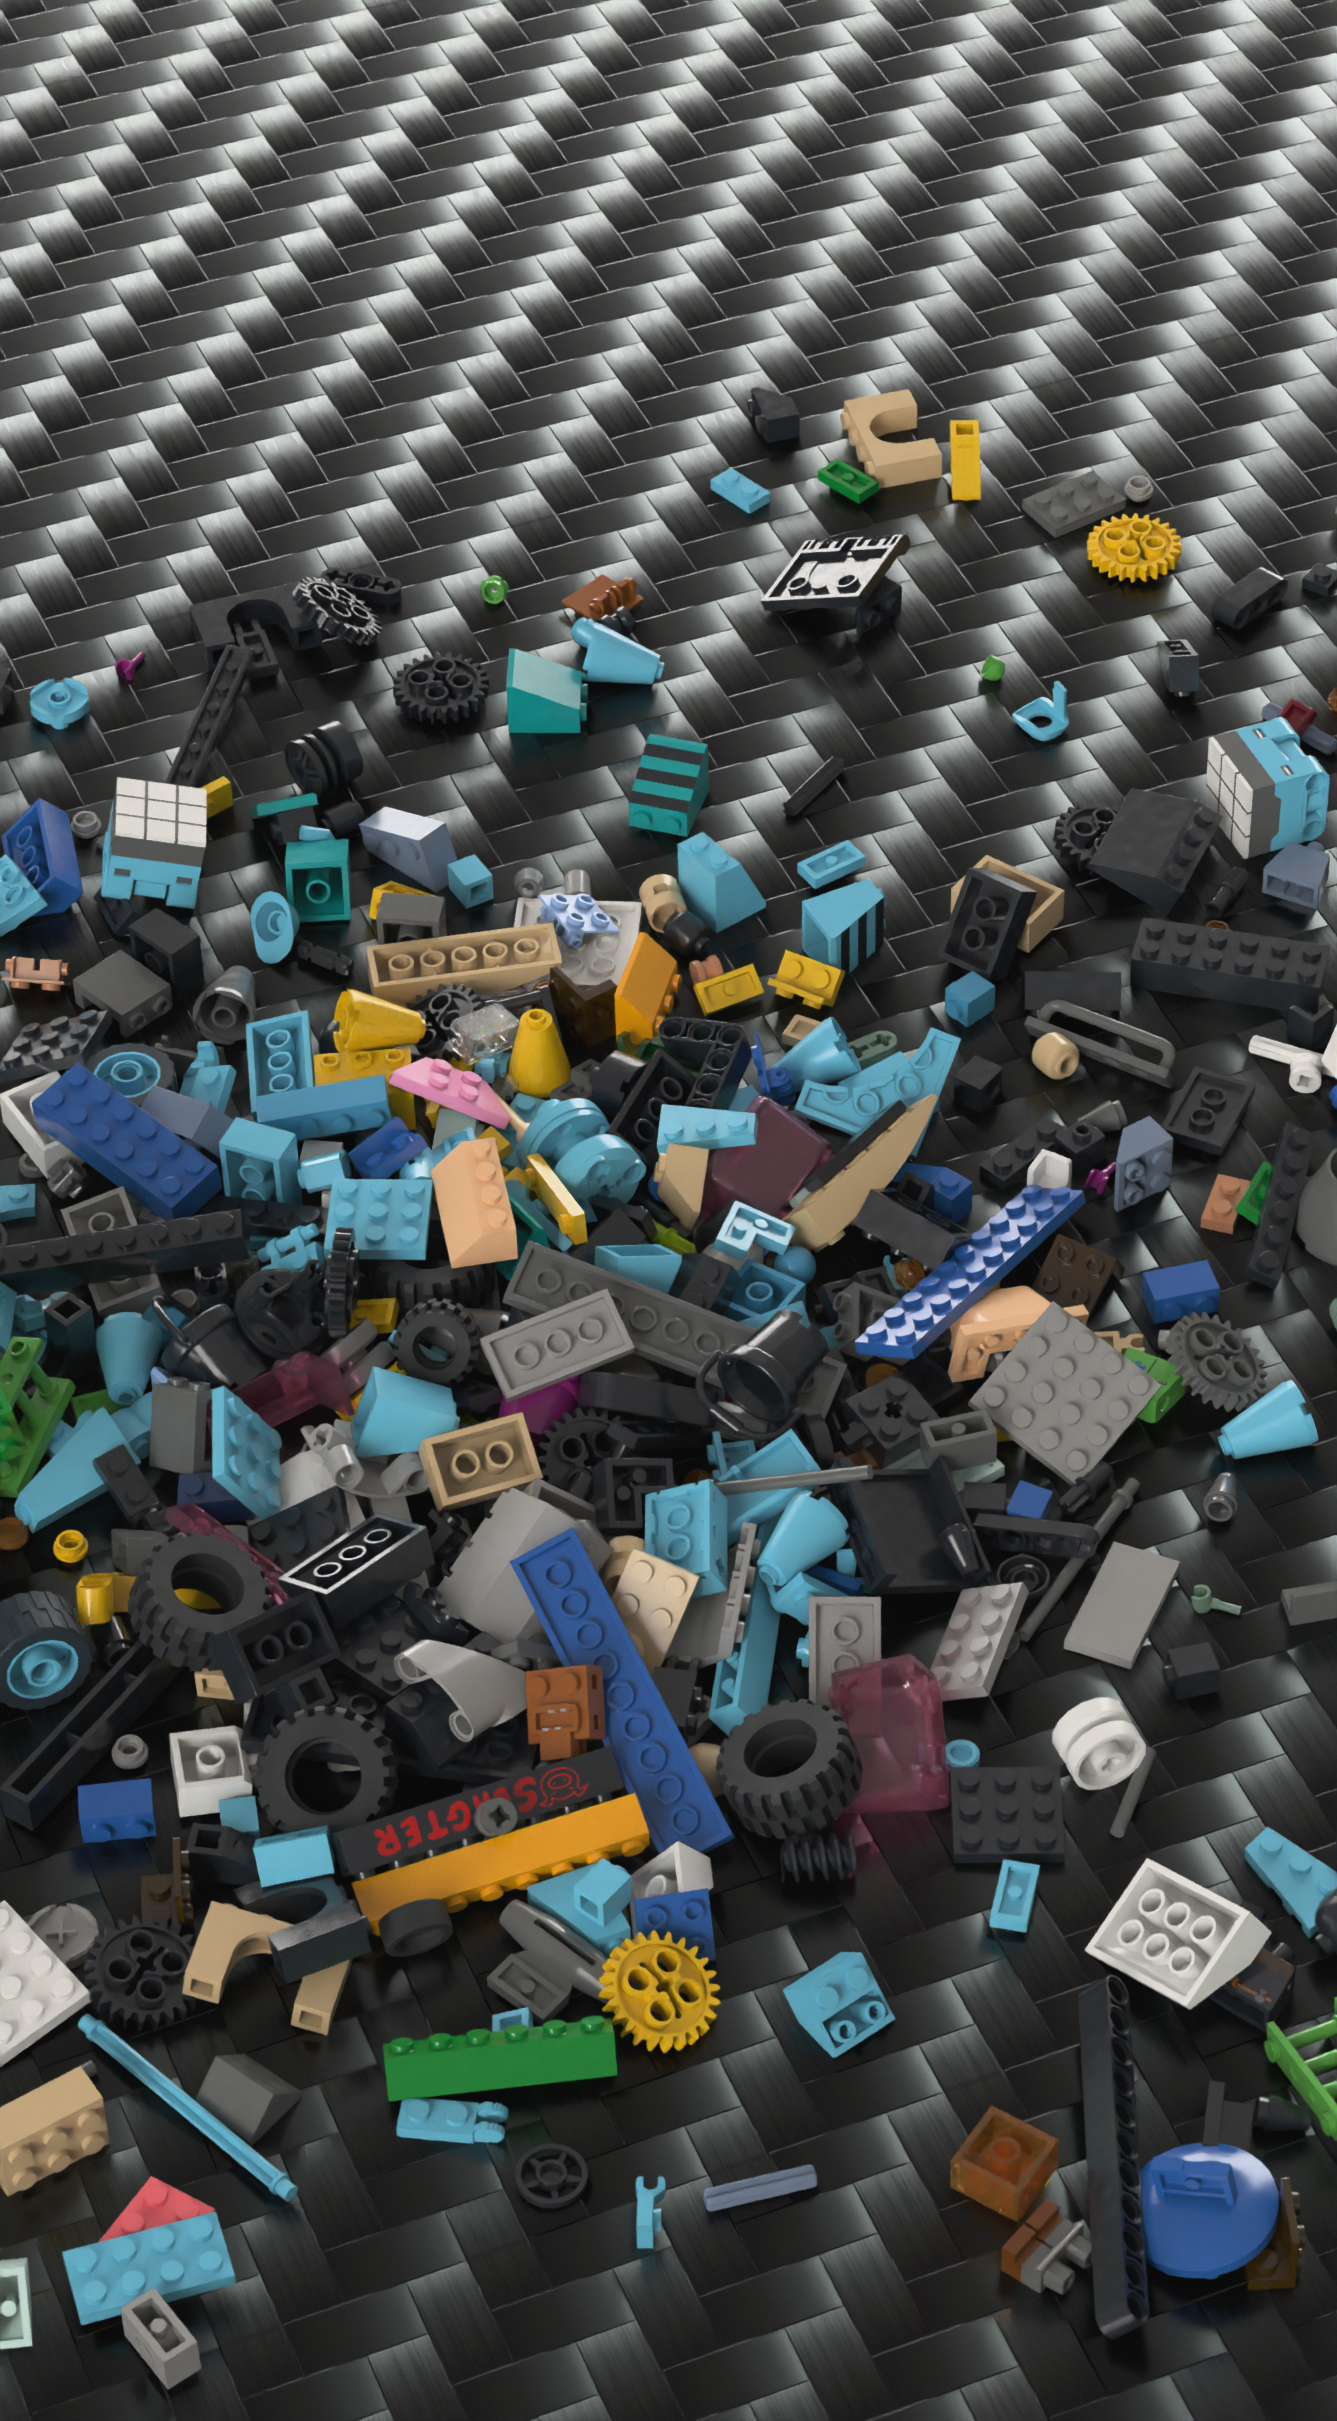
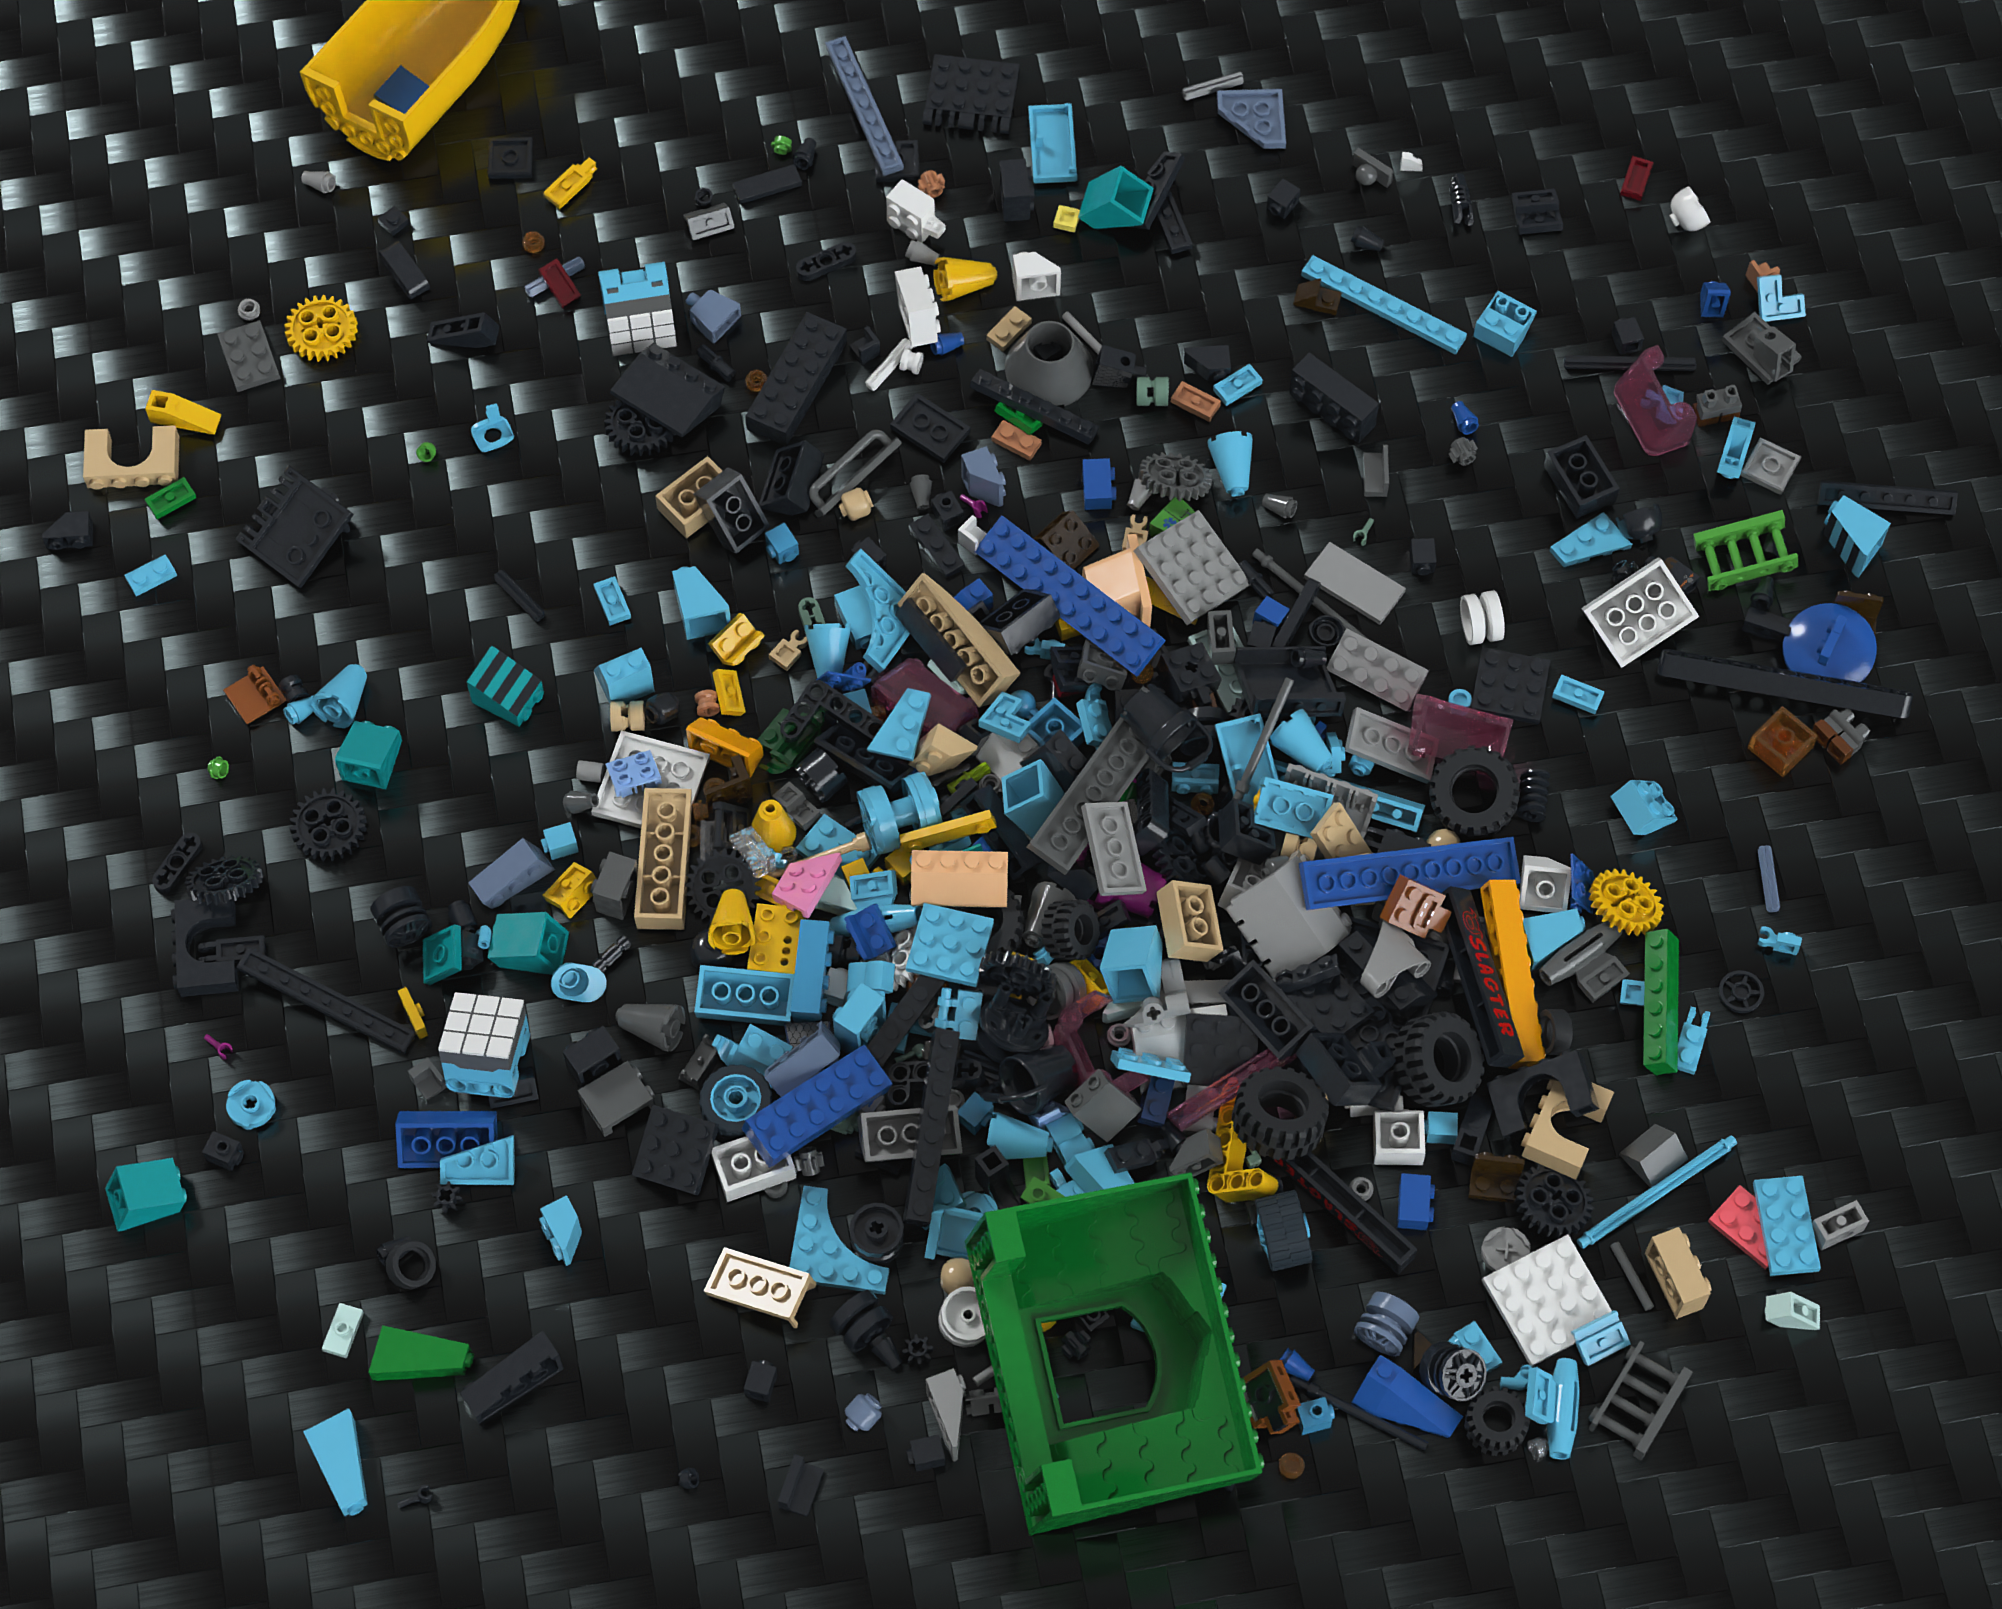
camera: 80 degrees left, 20 degrees up
(49, 975) = (575, 1166): nougat hinge -> none
(85, 825) = (408, 1102): light grey plate -> none
(294, 1856) = (1493, 1090): medium azure hinge -> none
(487, 1817) = (1497, 962): dark grey wheel -> none
(527, 1655) = (1366, 920): dark grey hinge -> none
(603, 1892) = (1557, 914): medium azure brick -> none
(908, 1273) = (1057, 634): clear orange plate -> none
(1132, 1794) = (1519, 620): dark grey bar -> none

